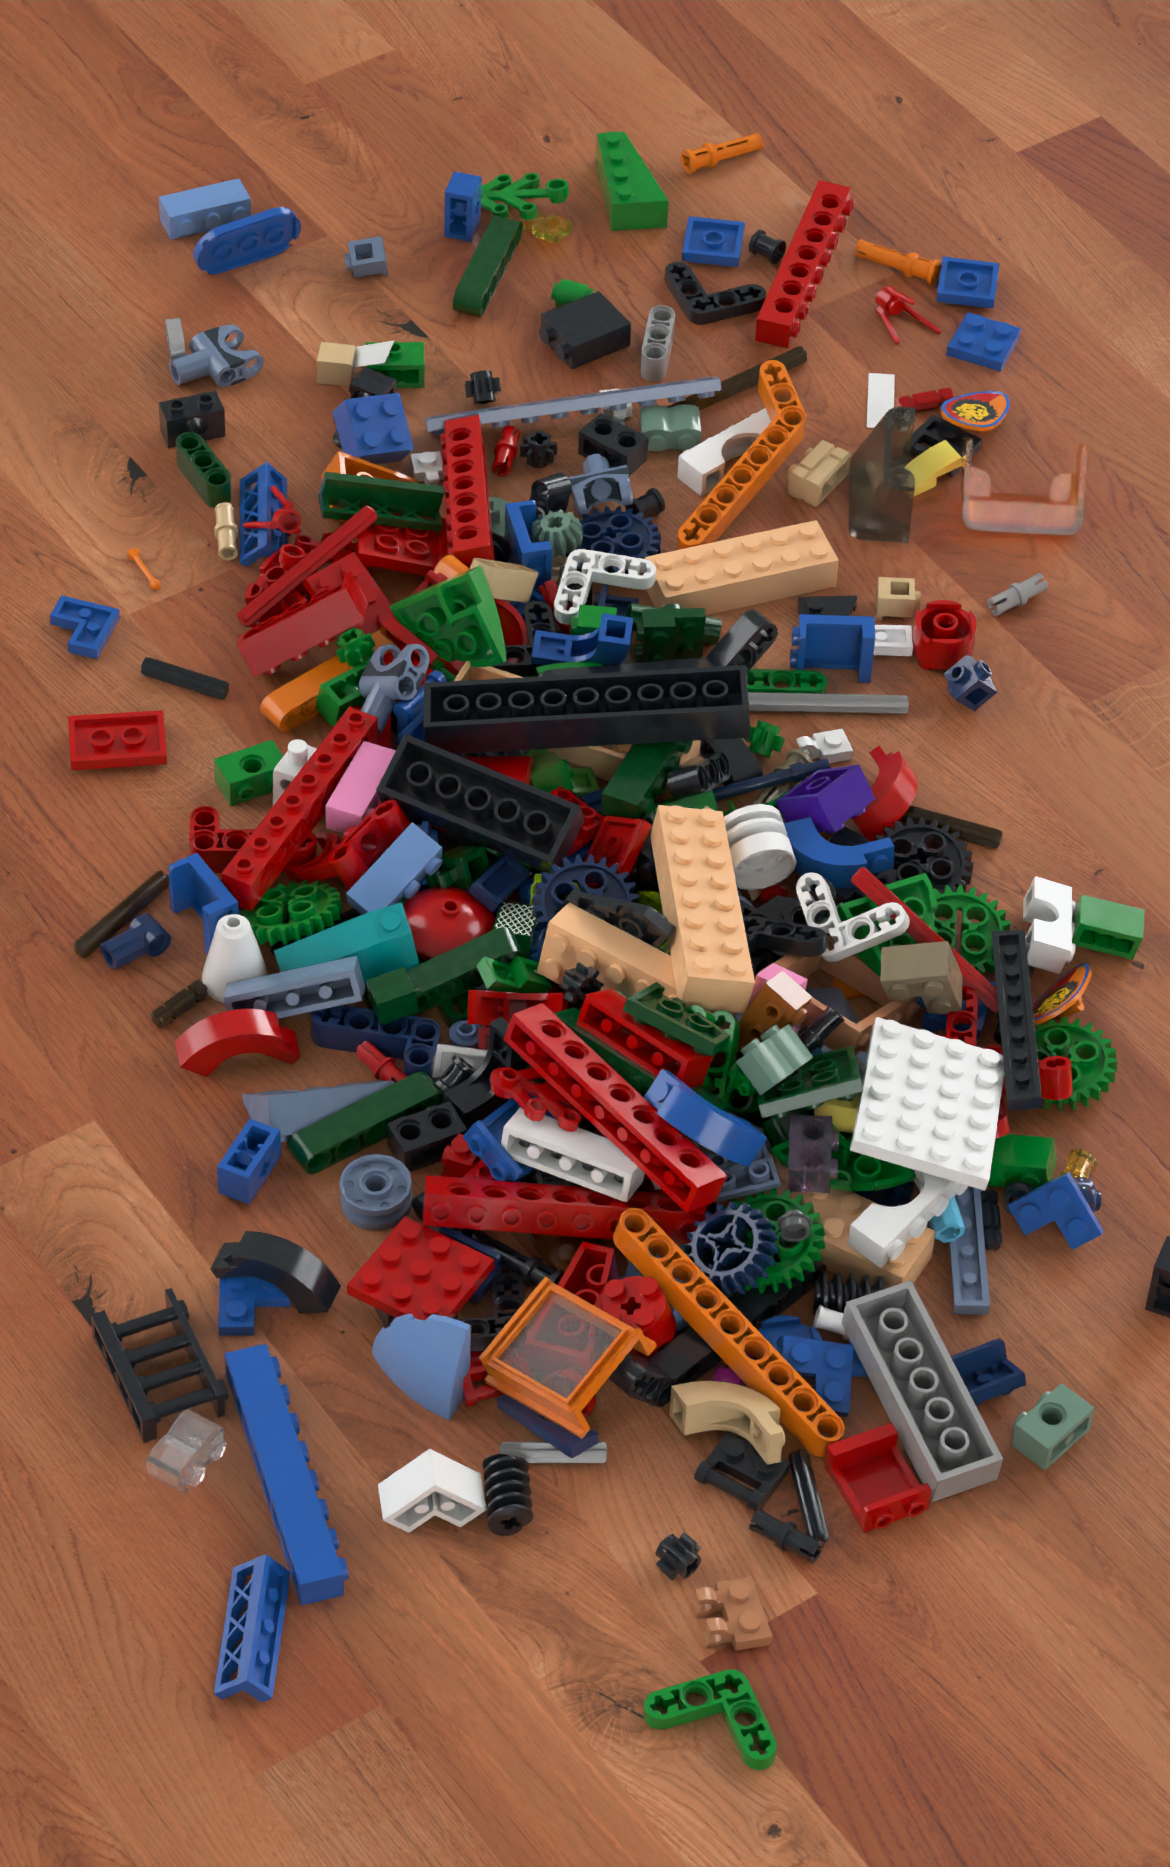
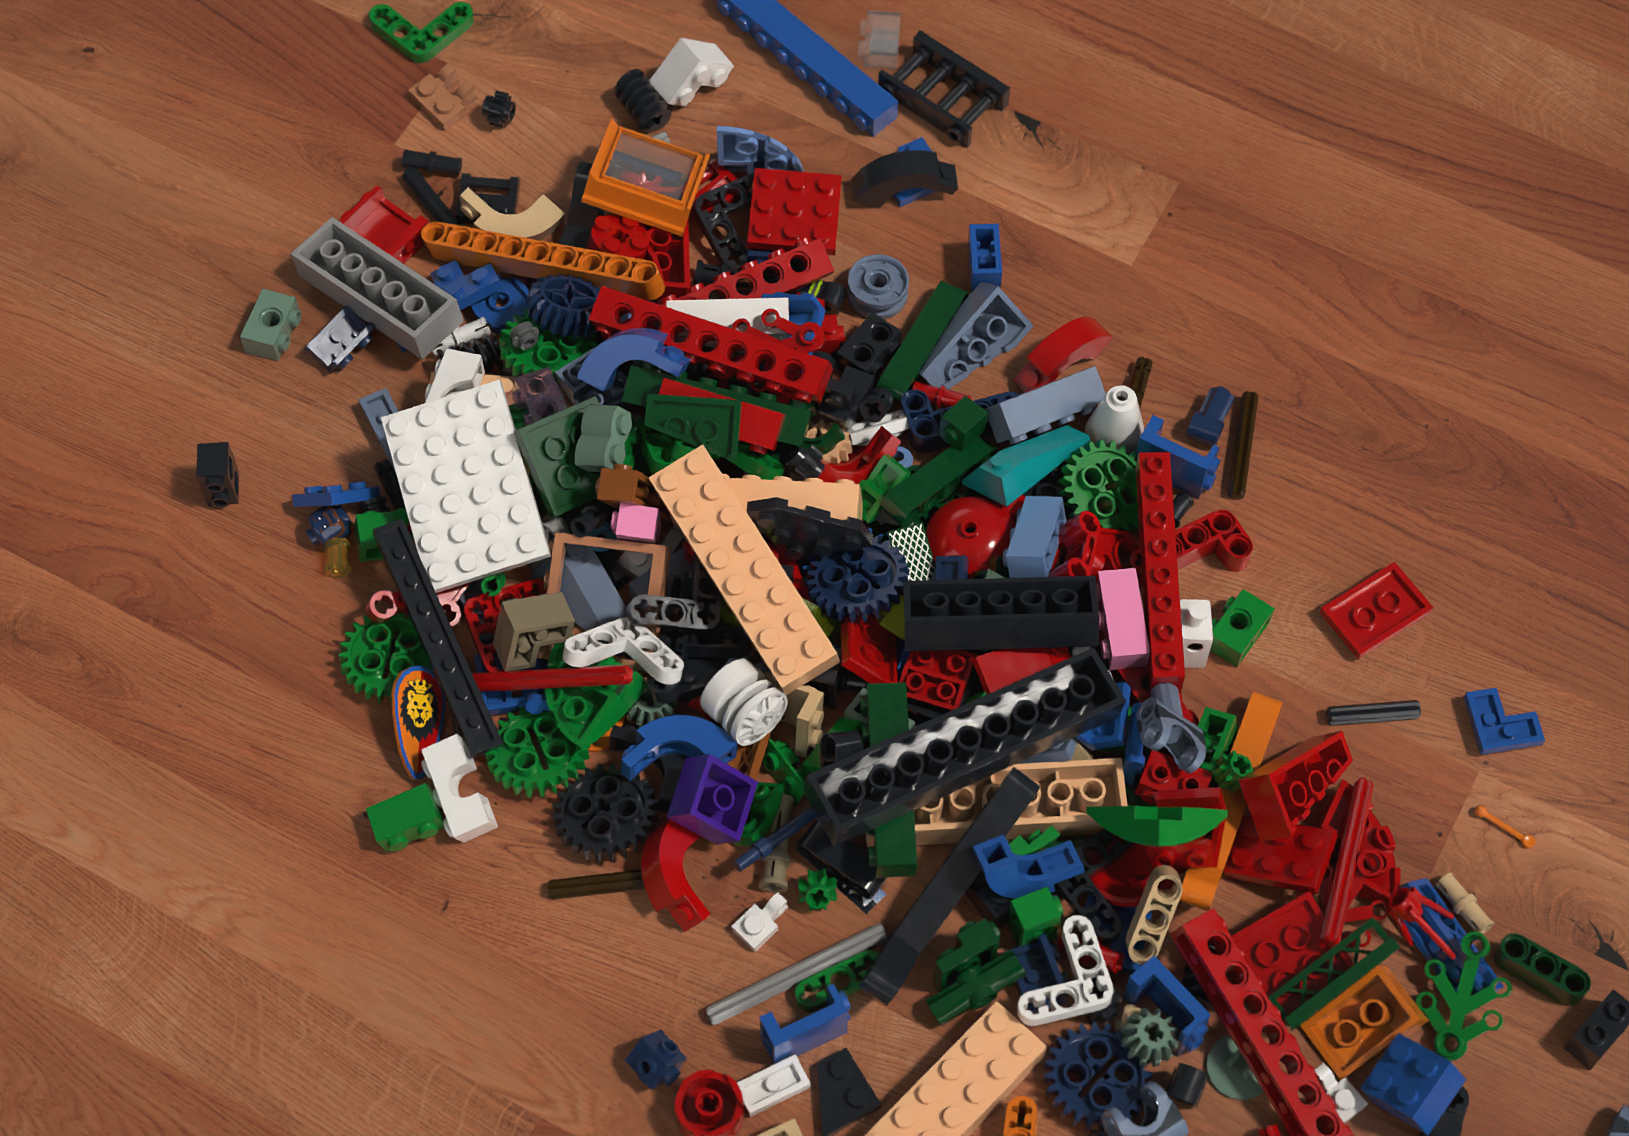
camera: 155 degrees right, 15 degrees up
(312, 460) = (1462, 1002): none -> green plant

